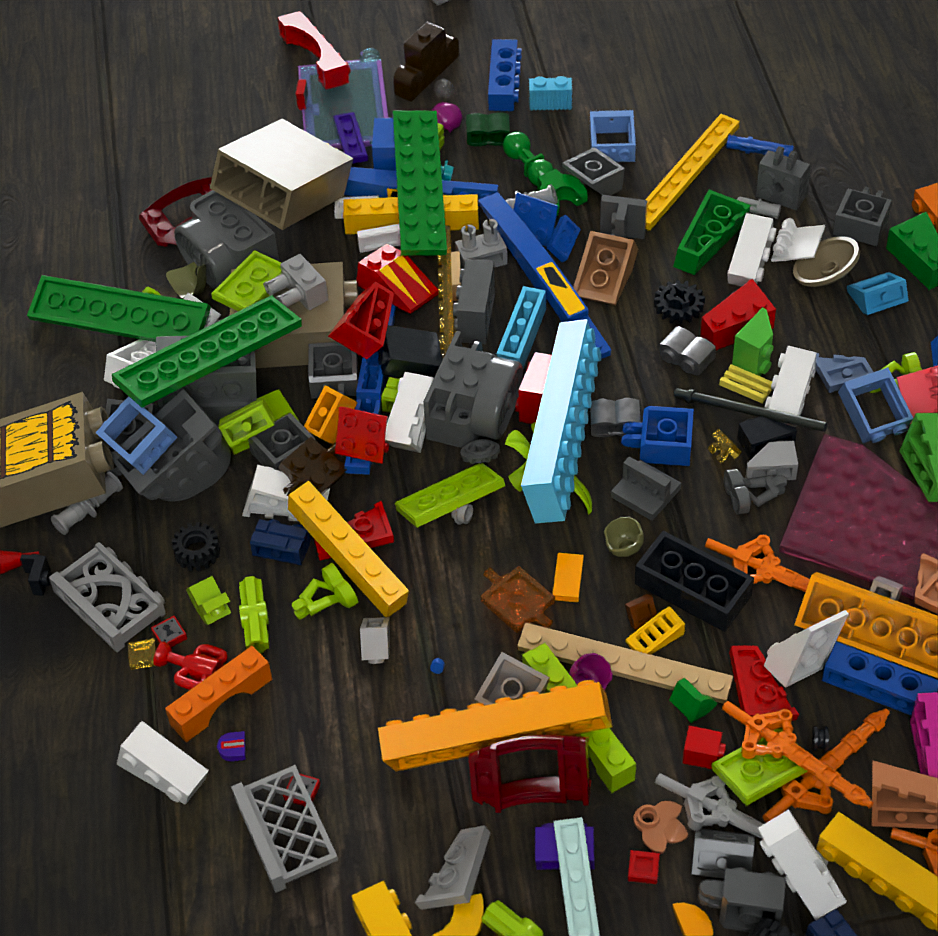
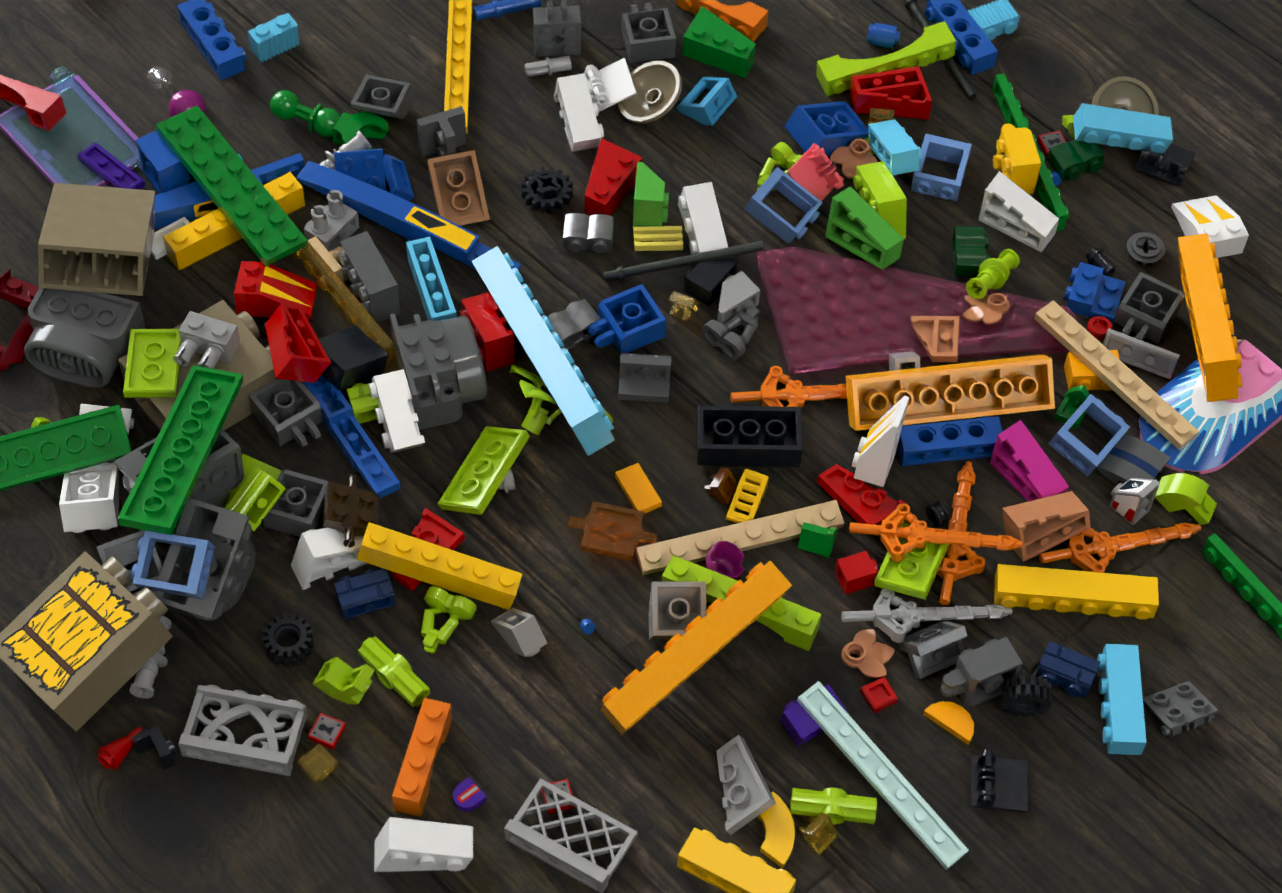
camera: 40 degrees left, 5 degrees up
(185, 280) = (60, 394): olive piece -> none
(196, 665) = (379, 745): red piece -> none
(302, 94) = (28, 146): red tile -> none
(324, 415) = (321, 452): light orange brick -> none
(361, 435) = (377, 455): red hinge -> none
(377, 237) = (222, 258): white tile -> none
(426, 57) = (125, 57): dark brown brick -> none
(480, 451) = (478, 416): dark grey gear -> none
(487, 129) = (240, 100): dark green brick -> none
(570, 785) = (723, 699): dark red wedge -> none
(622, 123) = (365, 35): medium blue window -> none
(624, 536) = (662, 428): olive hair -> none
(710, 230) = (524, 106): green wedge -> none
(801, 864) = (1003, 617): white wedge -> none
(840, 369) = (733, 187): sand blue wing -> none

